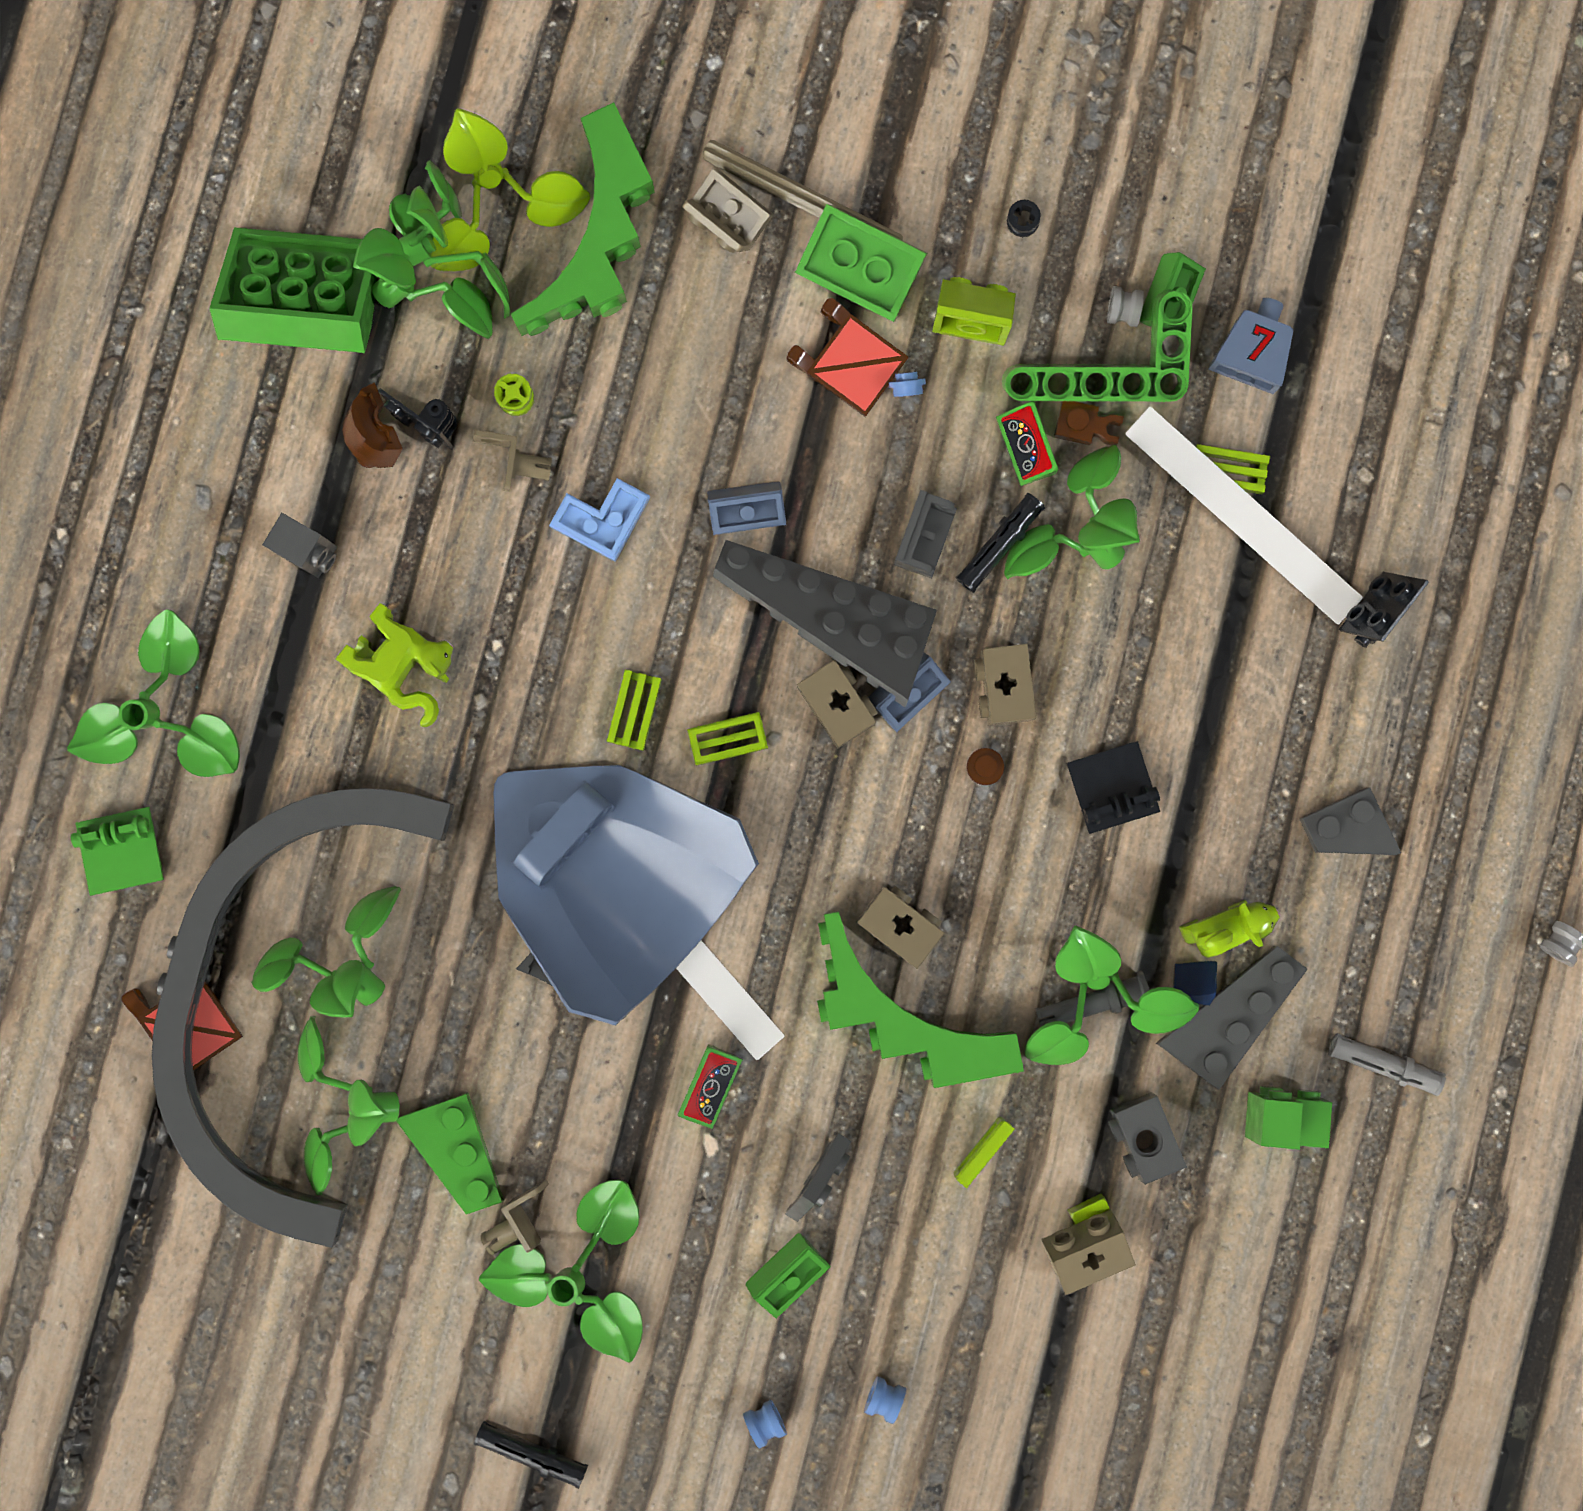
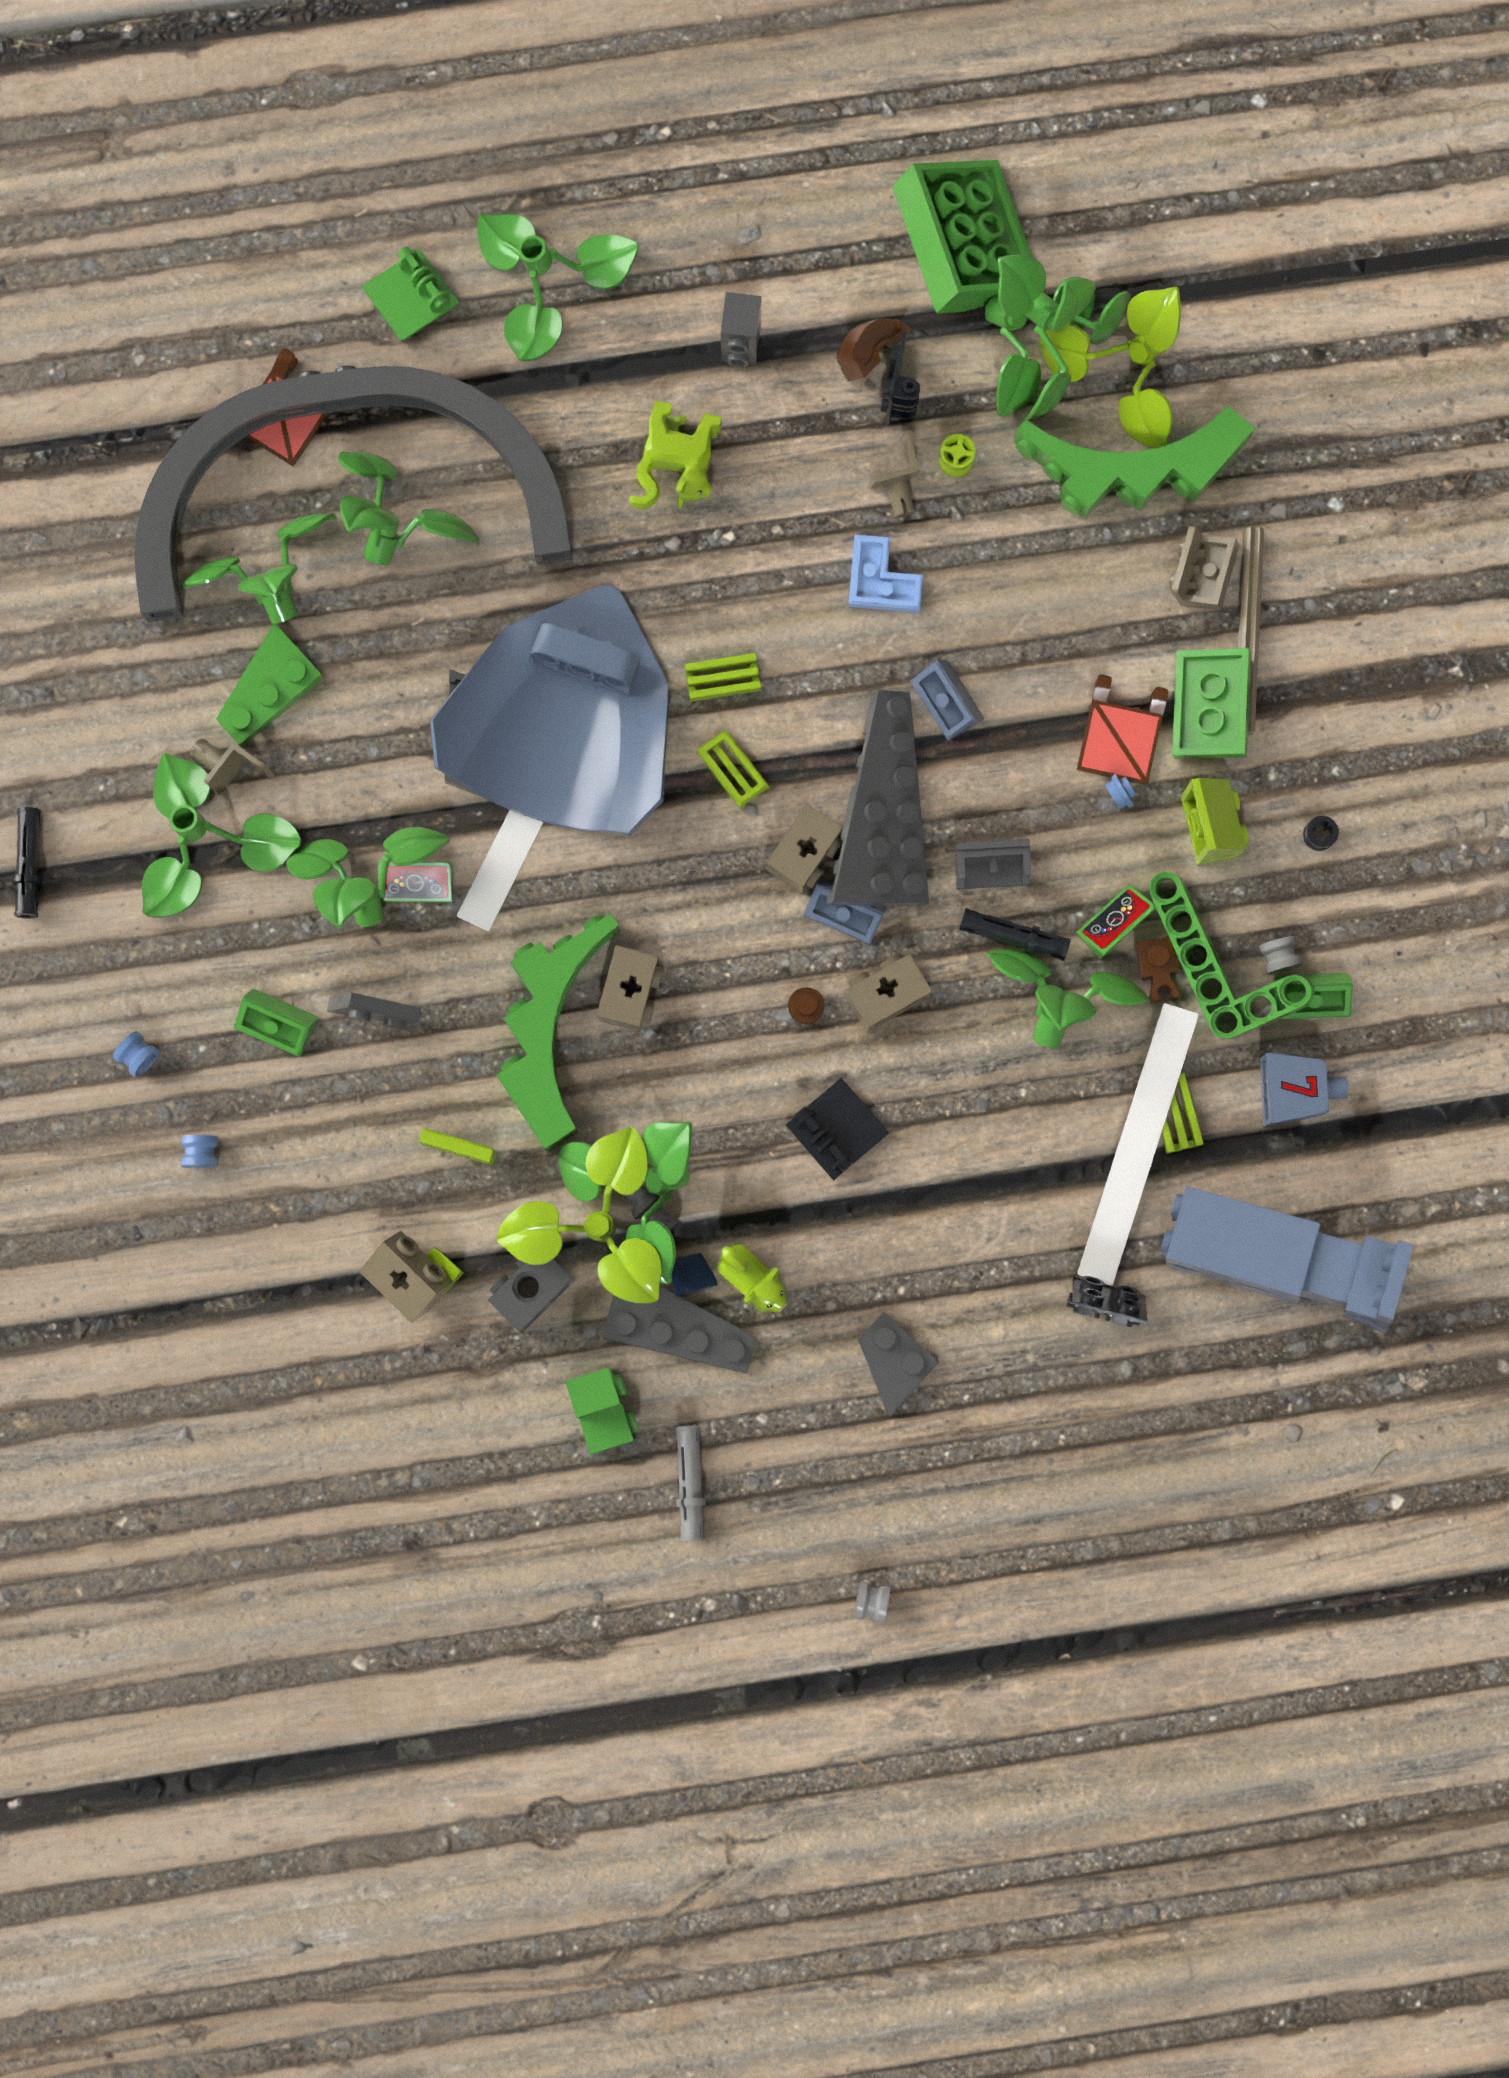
camera: 65 degrees right, 5 degrees down
(715, 1166) = (343, 897): none -> bright green plant
(1178, 1040) = (634, 1267): none -> lime plant
(1421, 423) = (1285, 1257): none -> sand blue brick

